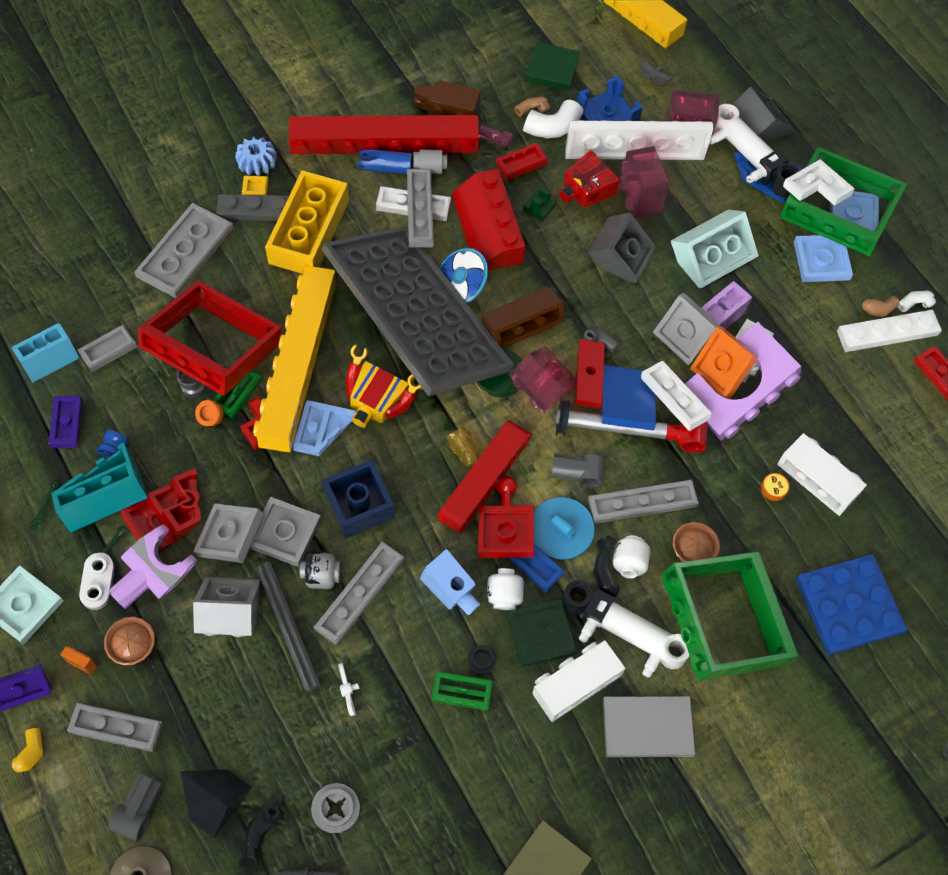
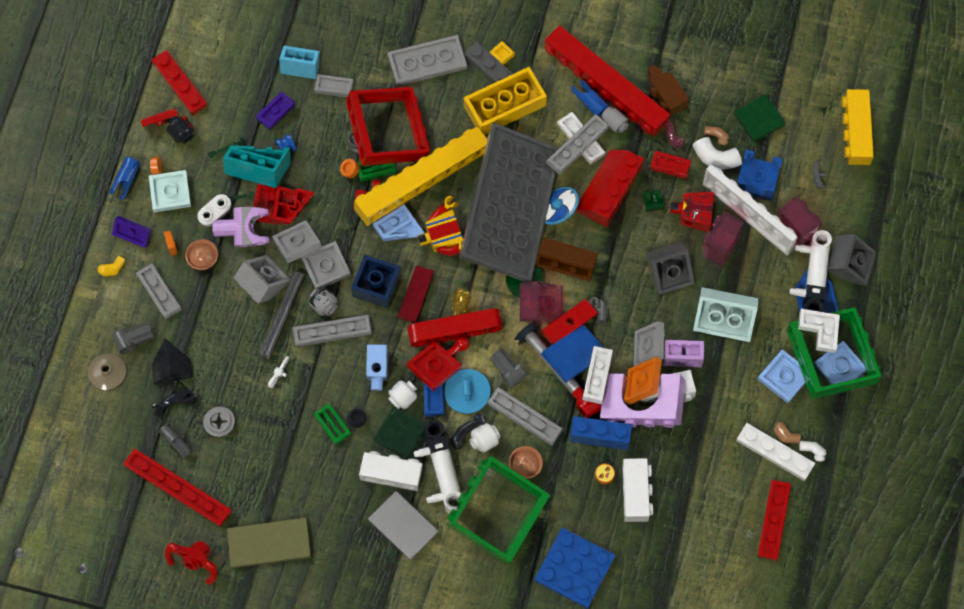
camera: 50 degrees right, 5 degrees up
(256, 156) = (514, 39): light blue gear -> none
(409, 479) = (415, 294): none -> dark red tile
(732, 450) = (600, 433): none -> blue brick

